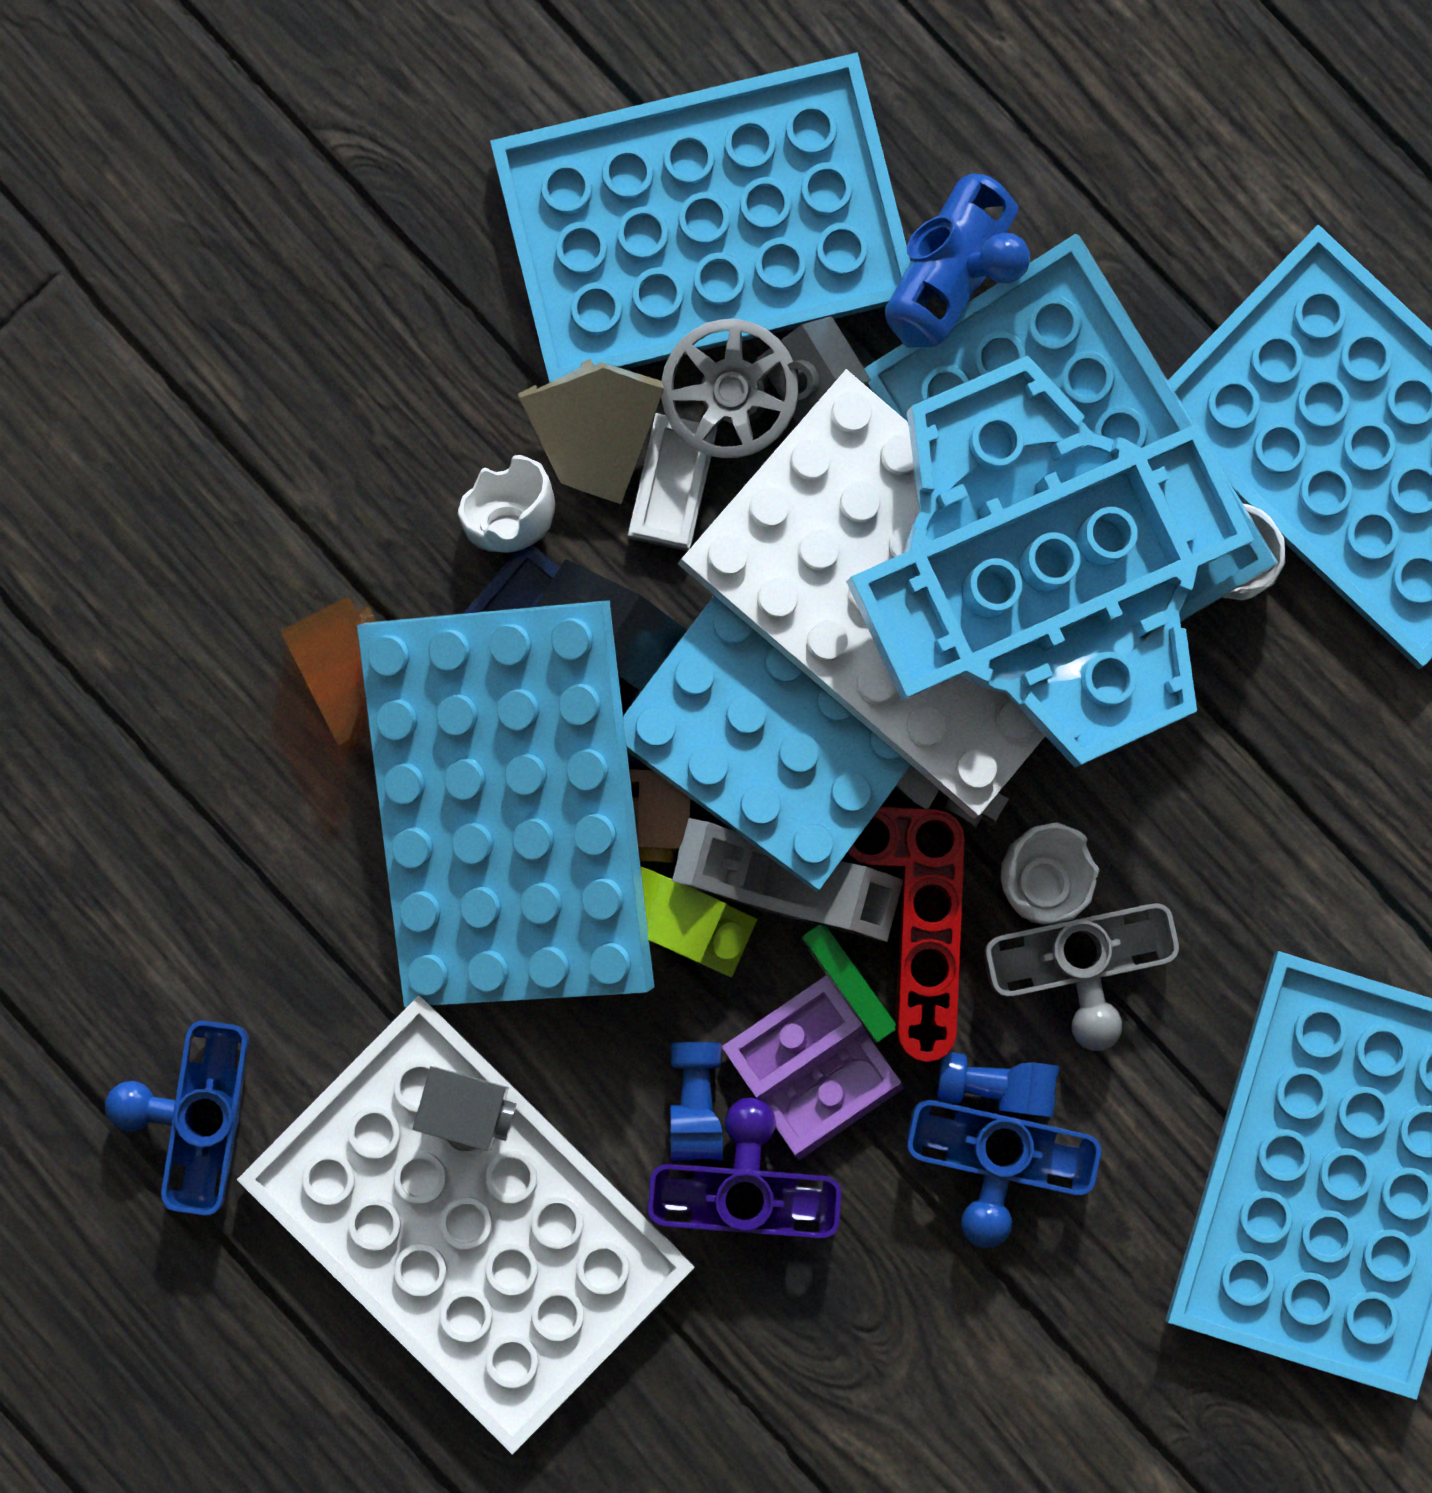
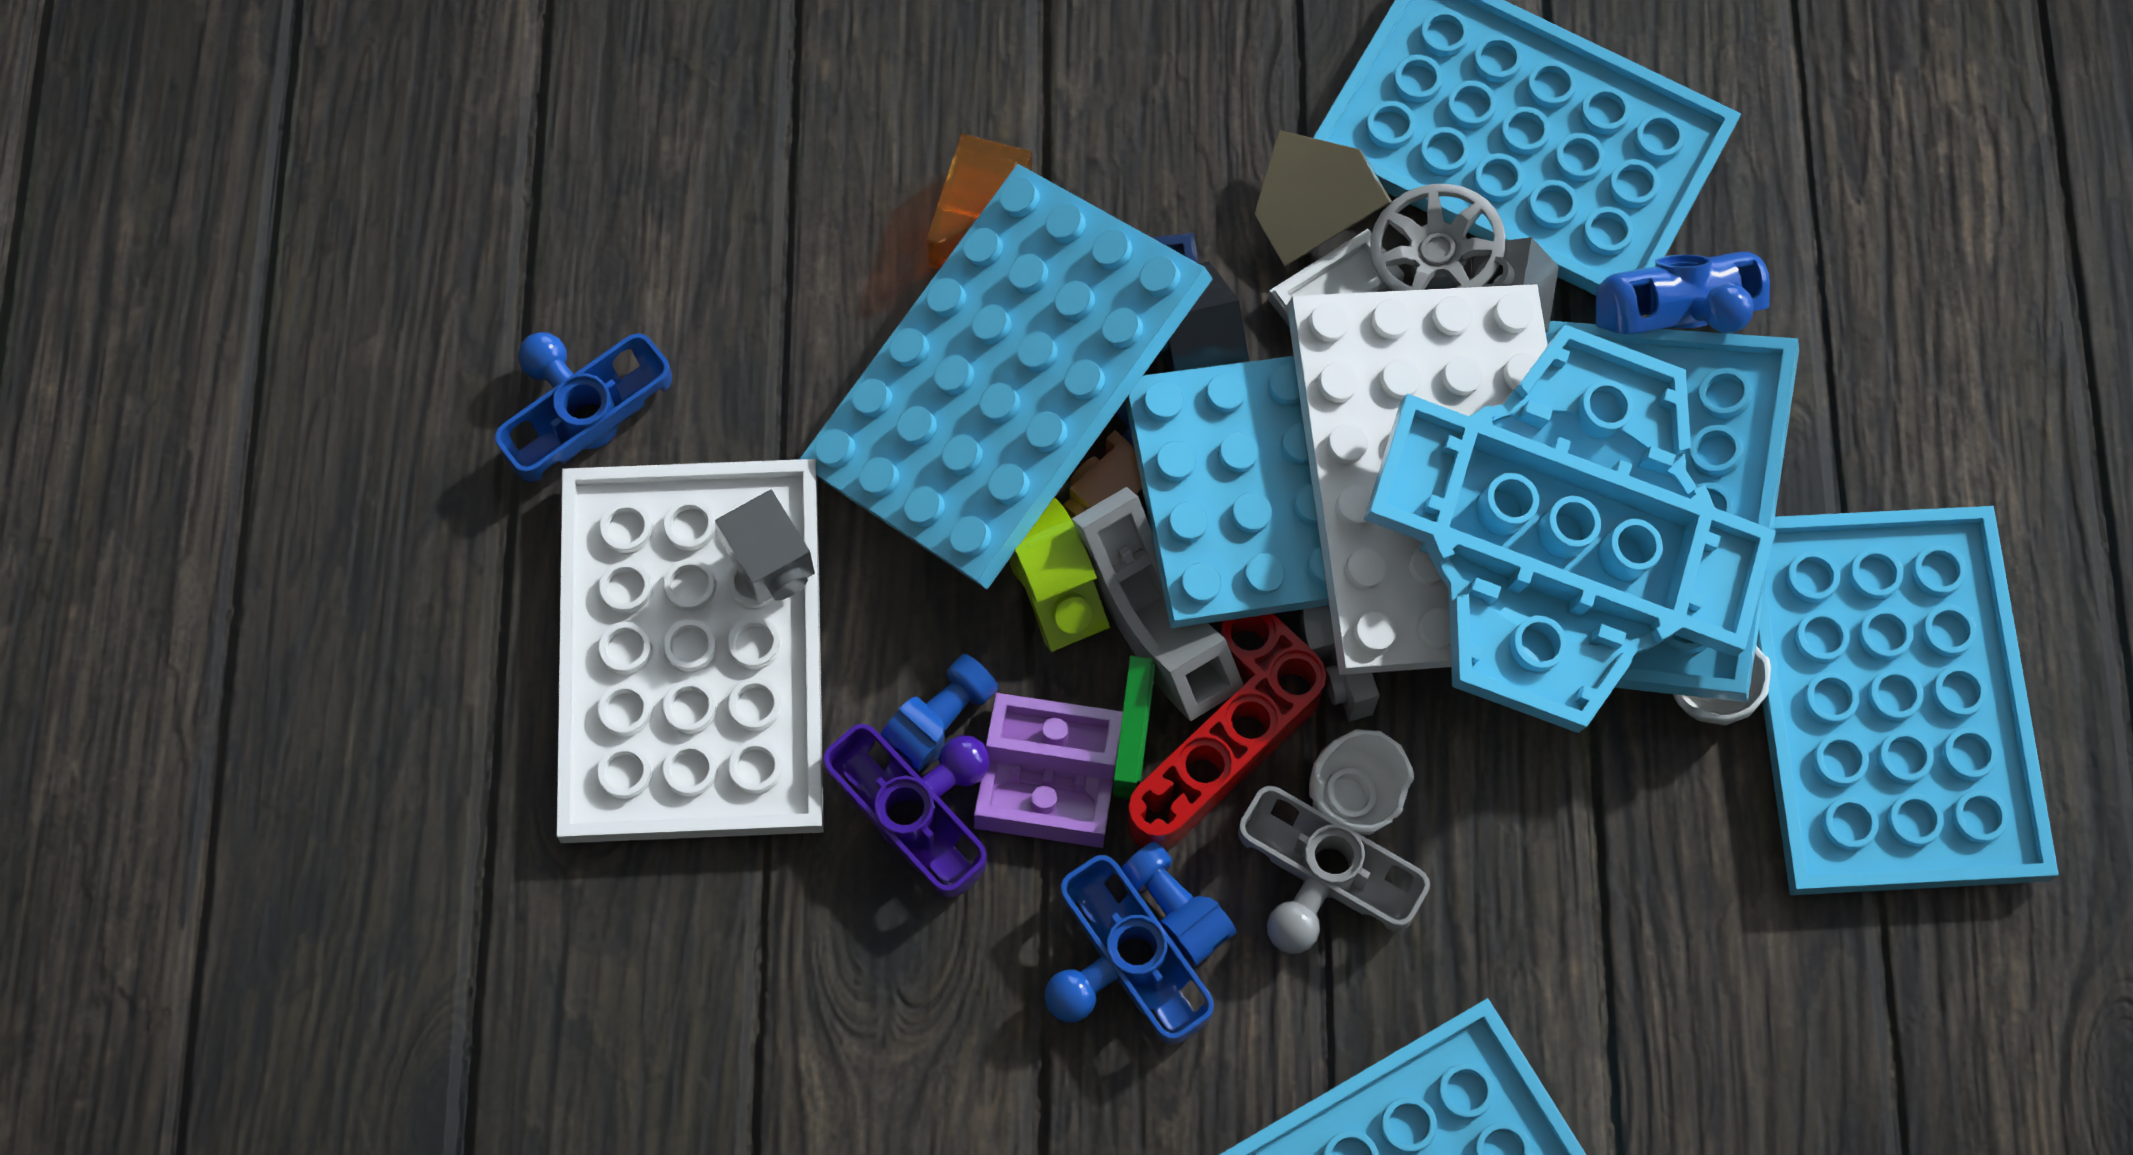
camera: 45 degrees right, 15 degrees down
(508, 507) = (1200, 199): white hair -> none

